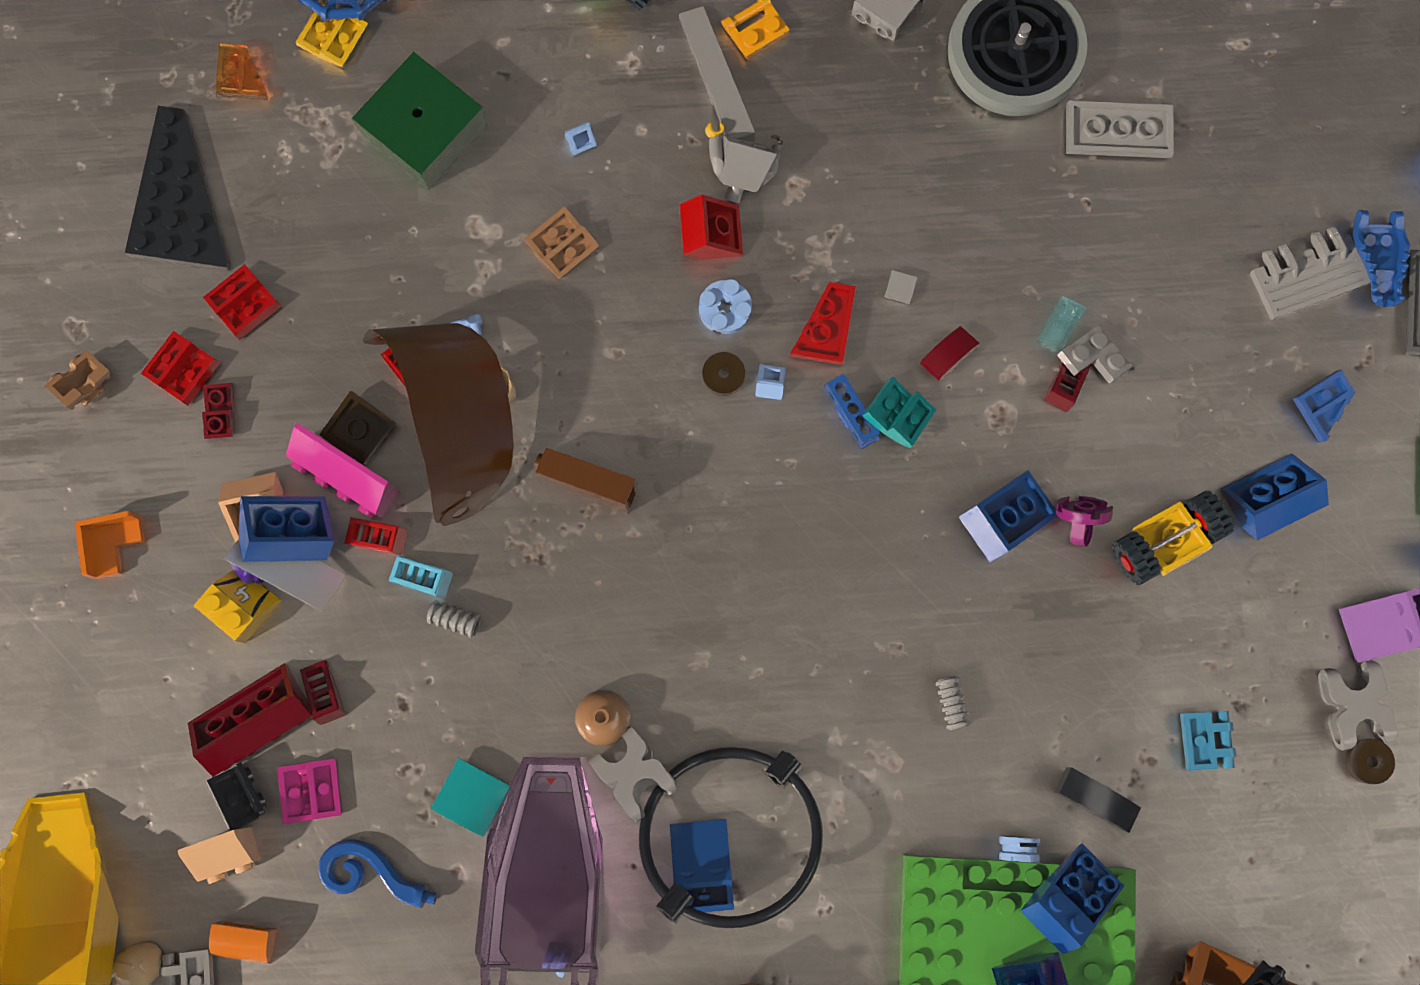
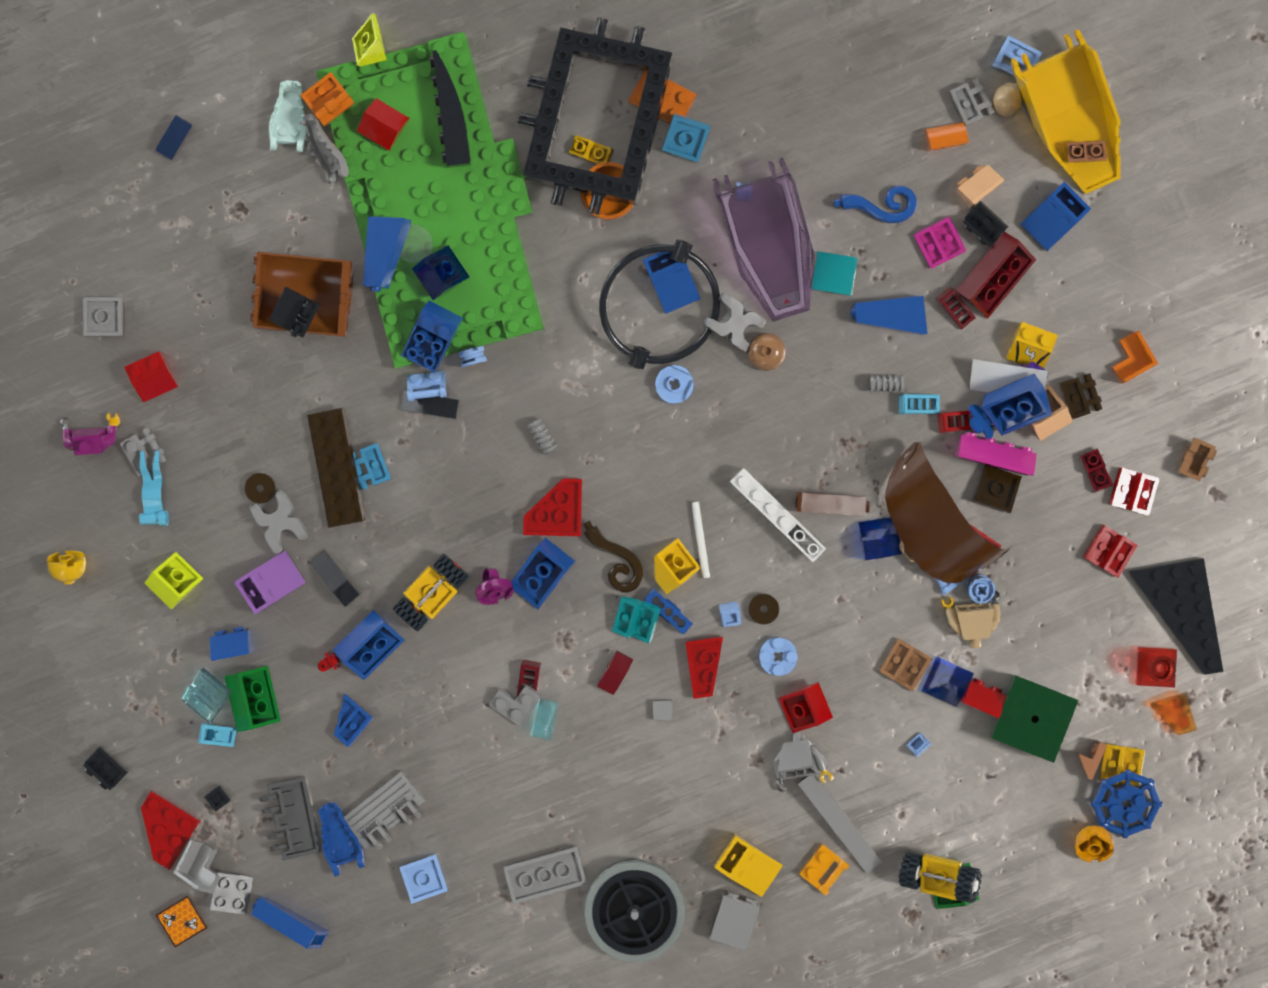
camera: 160 degrees right, 10 degrees up
(56, 852) = (1086, 152): none -> nougat slope
(132, 775) = (1055, 216): none -> blue slope
(207, 515) = (1076, 399): none -> dark brown plate
(239, 136) = (1147, 663): none -> clear red plant
(344, 523) = (980, 421): none -> blue plate
(367, 46) = (1091, 764): none -> nougat slope
(403, 709) = (893, 314): none -> blue slope
(436, 303) = (980, 589): none -> light blue wheel
(450, 268) = (974, 620): none -> tan torso
(476, 165) = (984, 698): none -> red slope
(513, 204) = (947, 681): none -> clear blue slope
(539, 414) = (879, 539): none -> clear blue slope
(664, 490) = (777, 514): none -> white slope
(729, 715) = (664, 389): none -> light blue plate
(778, 491) = (700, 539): none -> white piece
(825, 465) = (674, 566): none -> yellow slope
(854, 60) = (747, 865): none -> yellow slope
(919, 536) = (596, 538): none -> dark brown plant
(962, 591) = (557, 511): none -> red plate
(1097, 828) = (426, 385): none -> light blue plate
(1256, 755) = (336, 467): none -> dark brown plate
(1282, 174) = (423, 878): none -> light blue plate
(1297, 599) = (335, 578): none -> black slope
(1342, 486) = (330, 661): none -> red hinge

